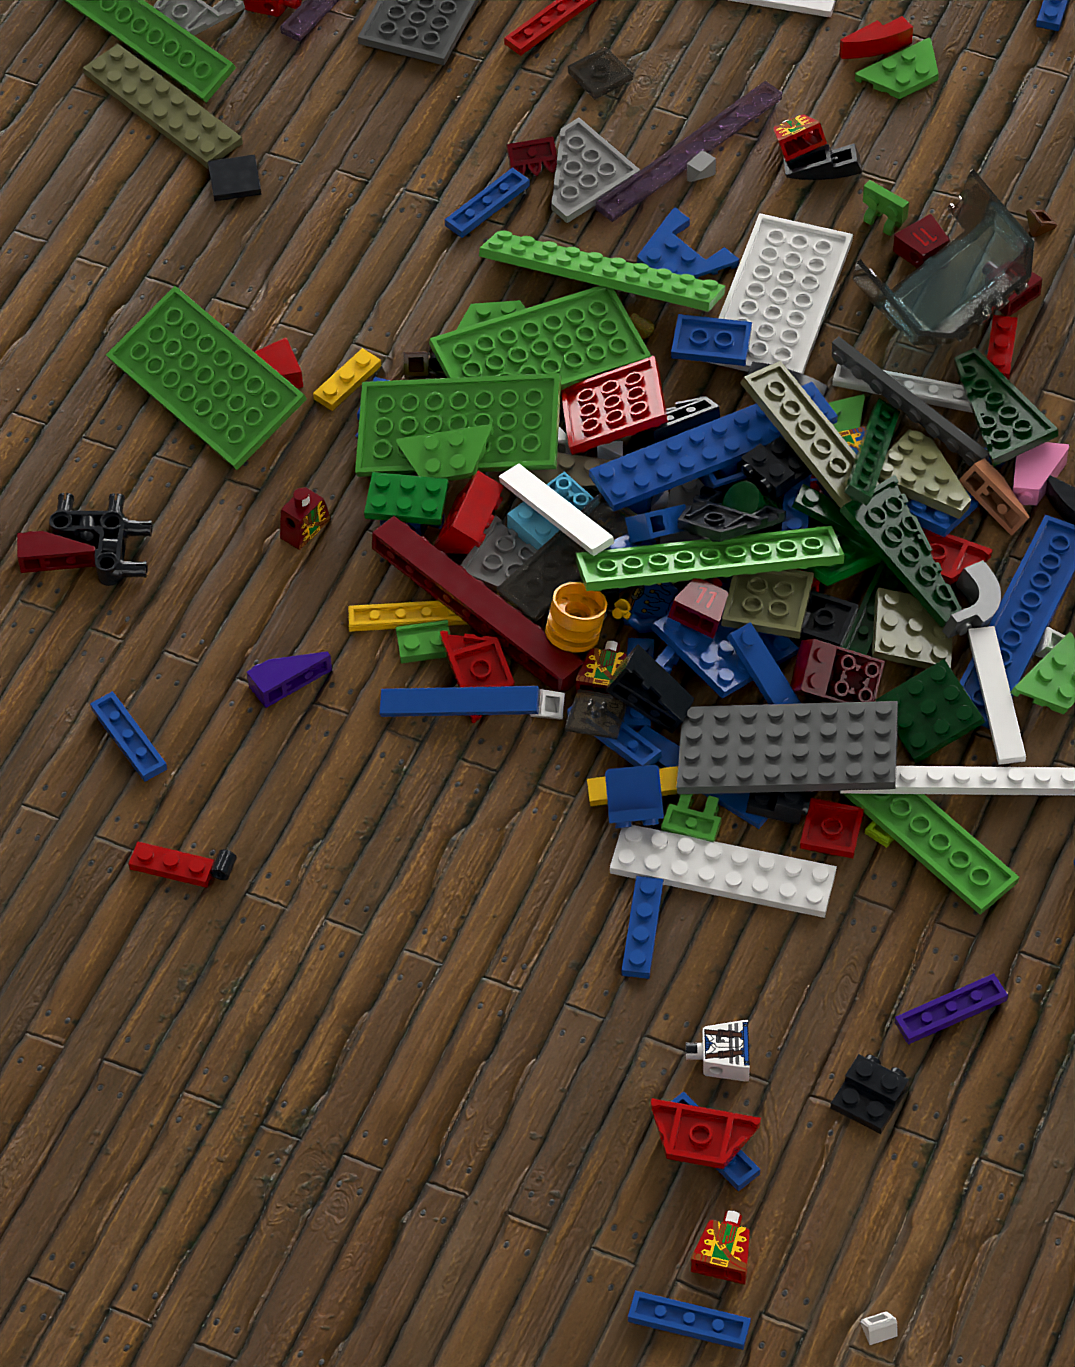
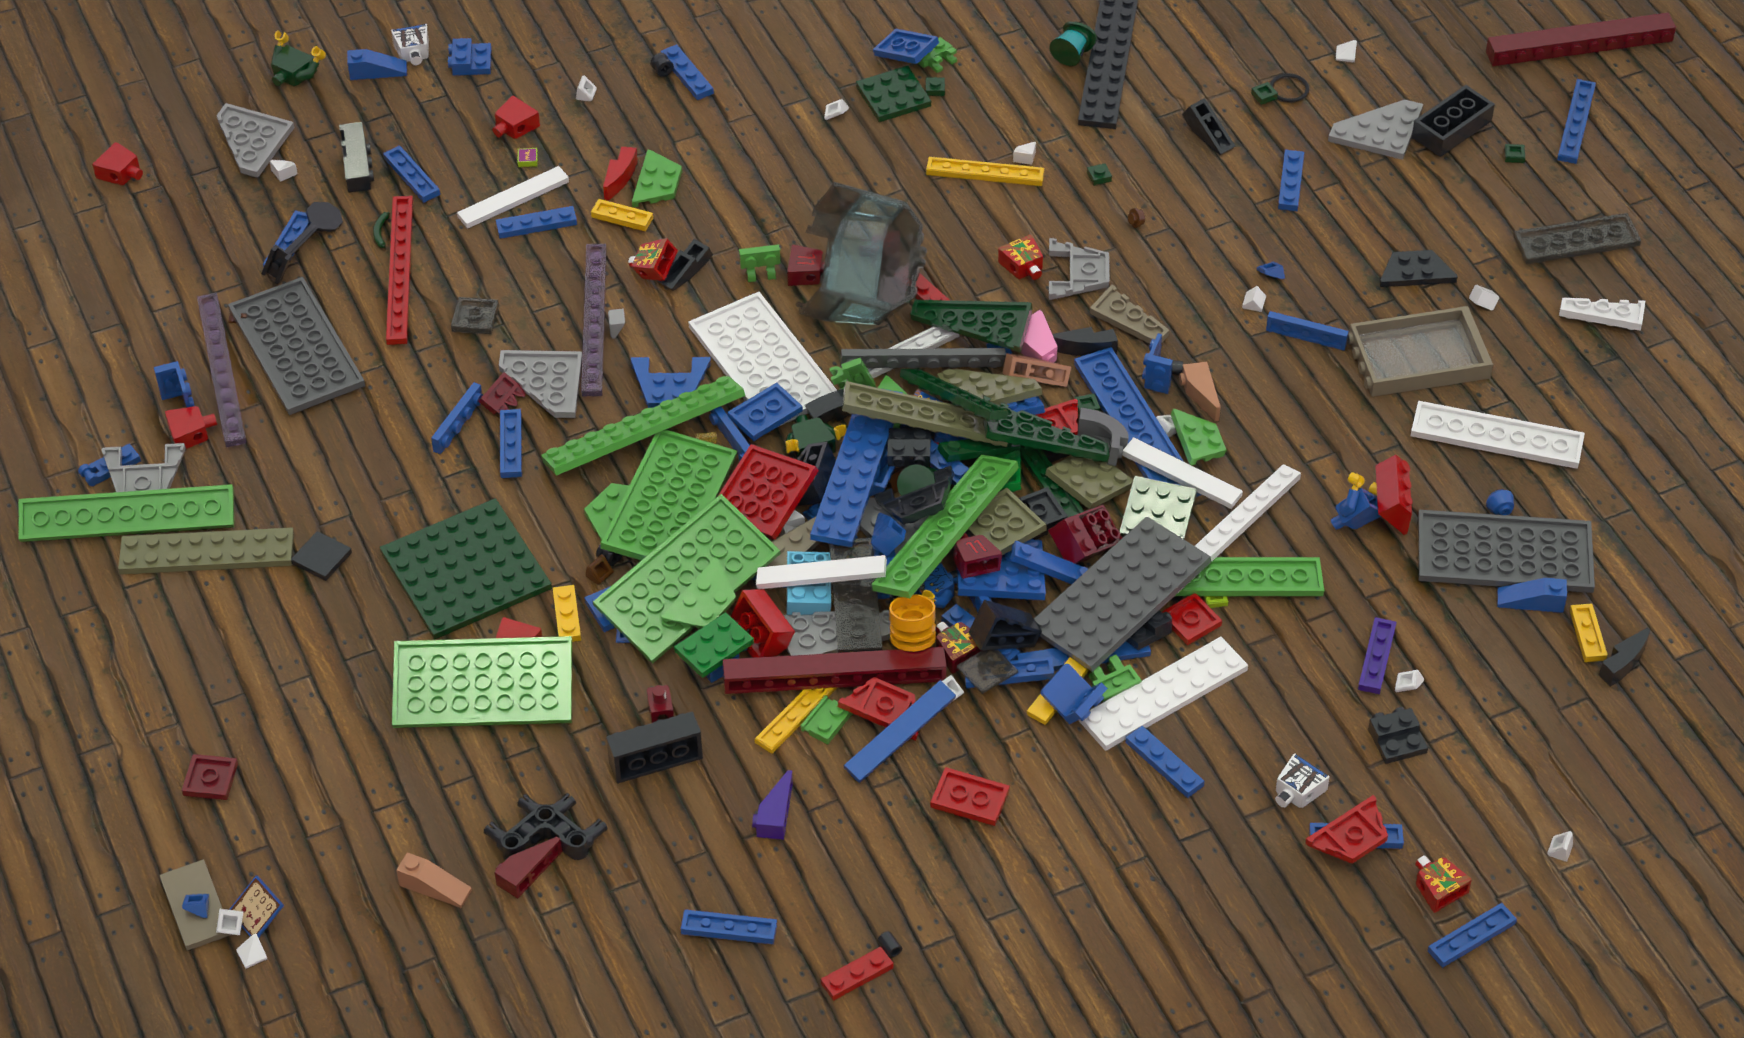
camera: 50 degrees left, 5 degrees down
(256, 541) = (654, 747): none -> black brick
(323, 277) = (465, 568): none -> dark green plate
(444, 806) = (970, 796): none -> red plate
(471, 147) = (456, 418): none -> blue plate
(666, 337) = (729, 430): none -> blue plate
(722, 389) = (811, 432): none -> dark green torso
(756, 31) = (536, 222): none -> blue plate
(825, 369) = (854, 371): none -> bright green plate
(831, 78) = (622, 215): none -> yellow plate
(950, 1057) = (1408, 680): none -> white slope
(1003, 565) = (1087, 401): none -> dark green plate

